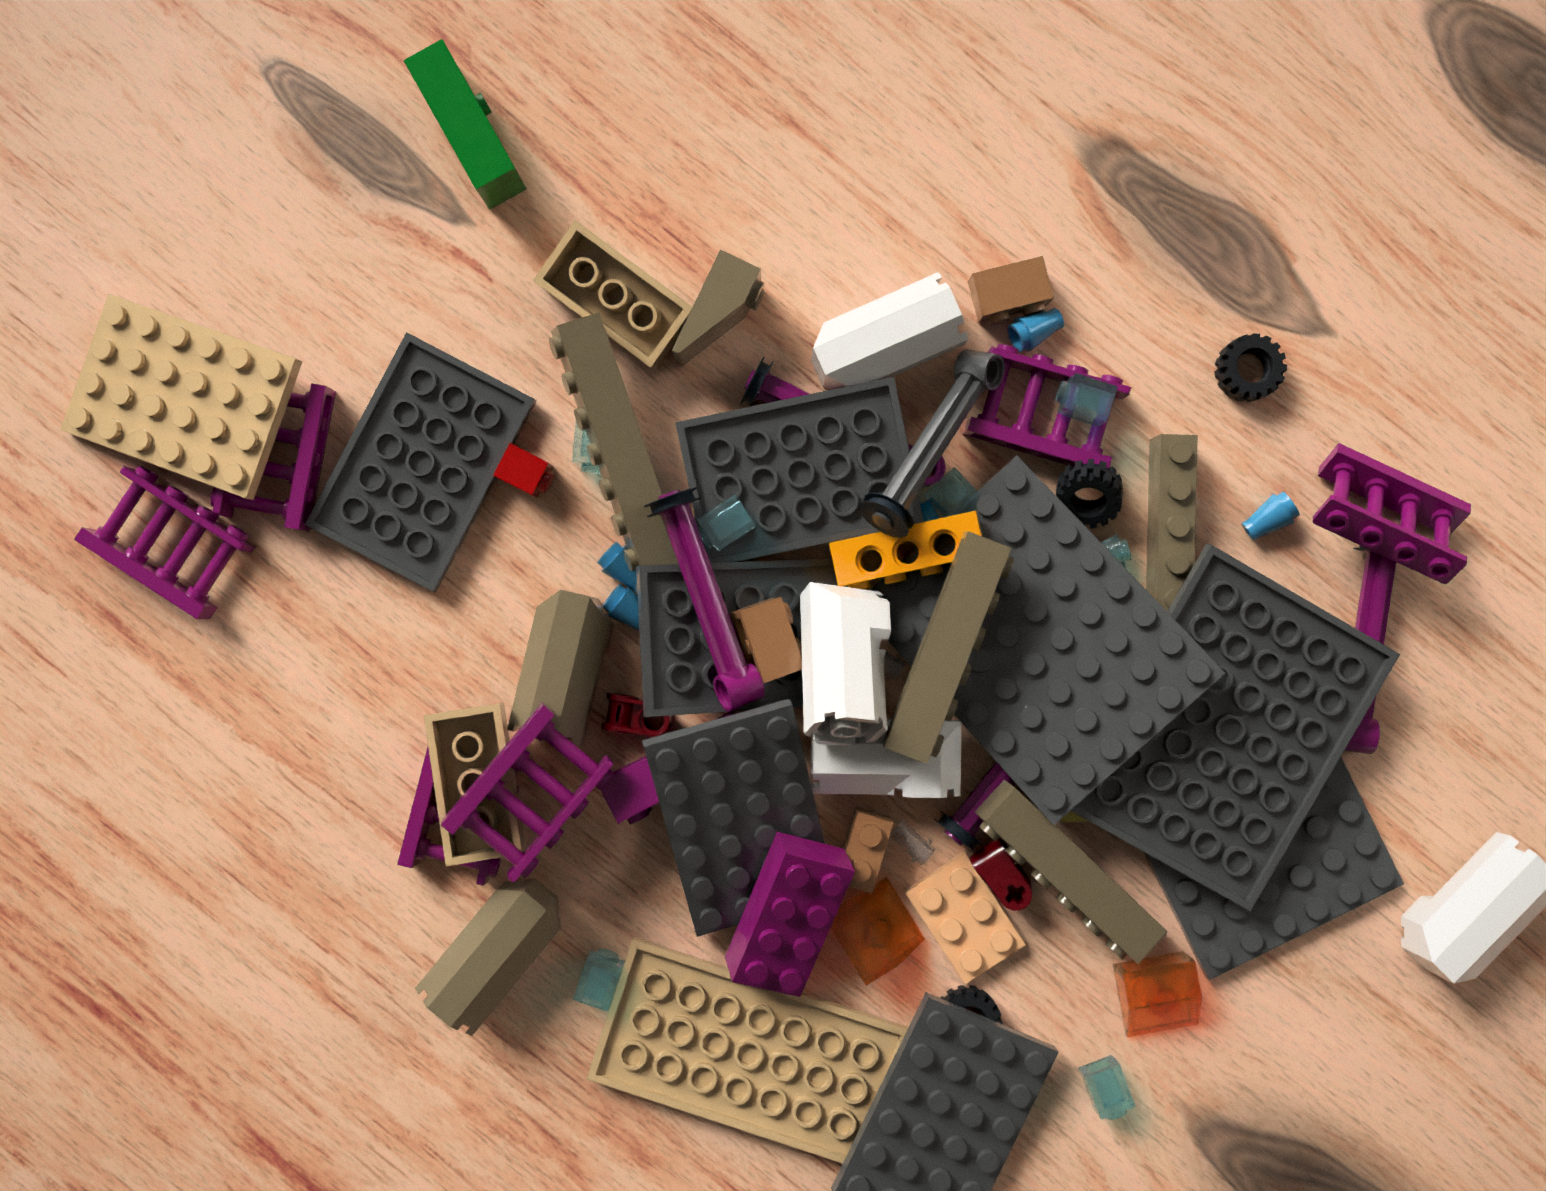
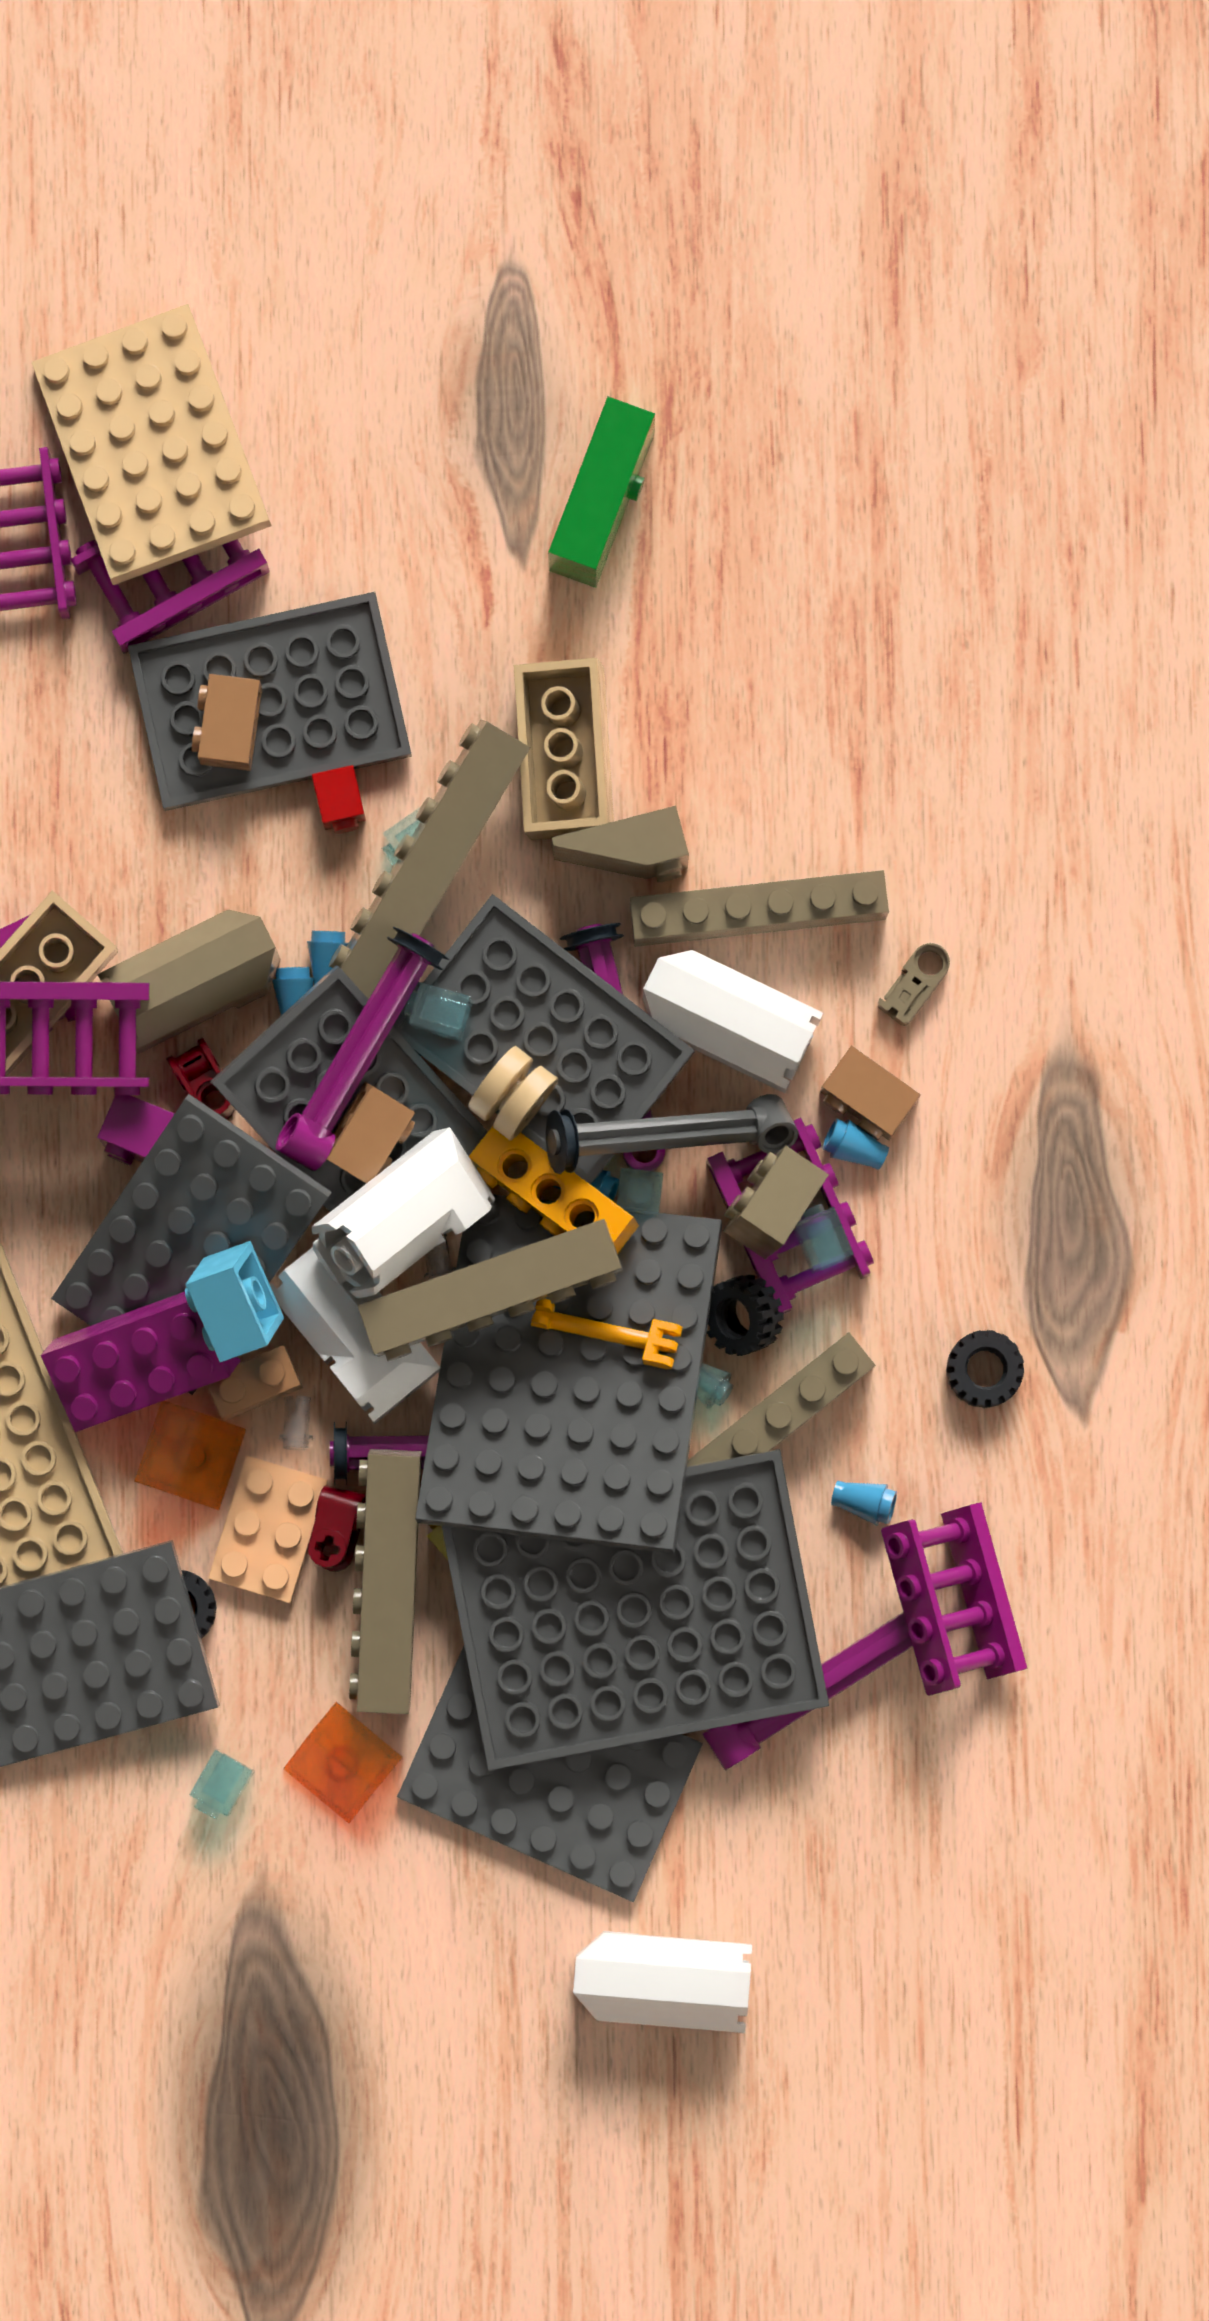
camera: 55 degrees right, 5 degrees down
(410, 500) = (228, 722): none -> medium nougat brick
(810, 828) = (233, 1302): none -> medium azure brick
(825, 520) = (512, 1093): none -> tan wheel
(829, 257) = (759, 908): none -> dark tan brick
(963, 204) = (914, 987): none -> dark tan piece
(1041, 408) = (776, 1201): none -> dark tan brick
(1042, 587) = (652, 1342): none -> light orange hinge

